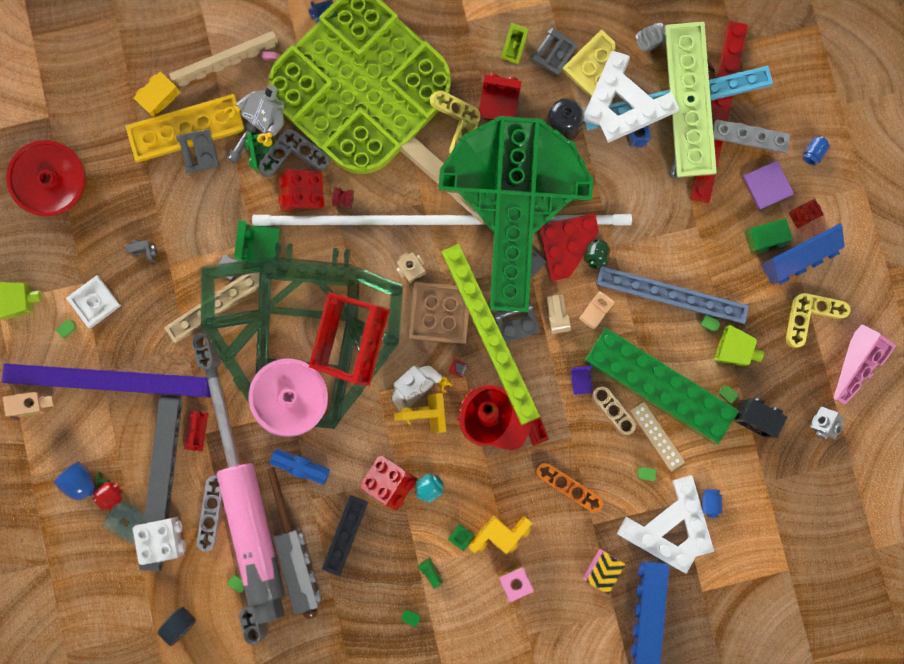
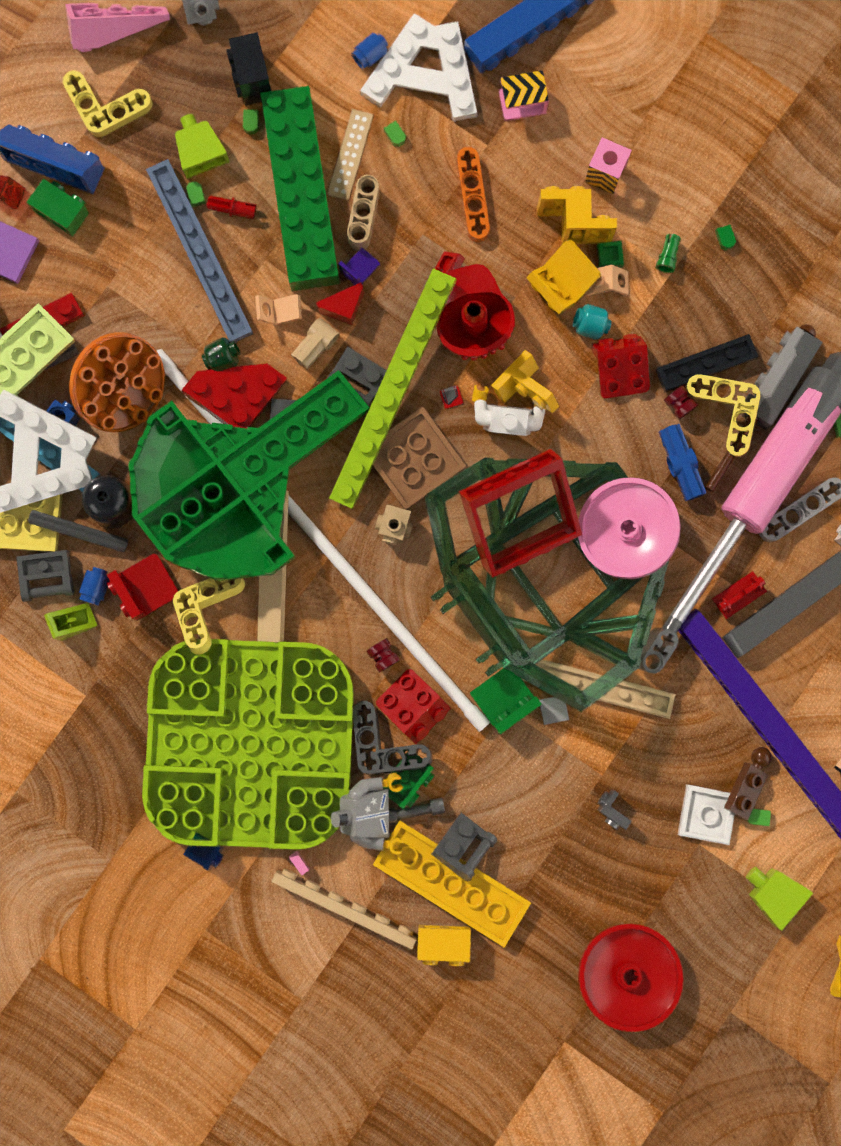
camera: 130 degrees left, 0 degrees up
(87, 338) = (749, 784): none -> reddish brown plate
(299, 528) = (740, 407): none -> light yellow beam
(340, 497) = (681, 402): none -> dark red wheel
(447, 519) = (609, 281): none -> light nougat bracket
(469, 493) = (564, 277): none -> yellow bracket
(523, 72) = (94, 586): none -> blue brick
(563, 89) = (78, 531): none -> dark grey axle
(566, 351) = (342, 305): none -> red slope
(630, 178) = (117, 382): none -> orange bracket
(683, 337) = (232, 207): none -> red axle

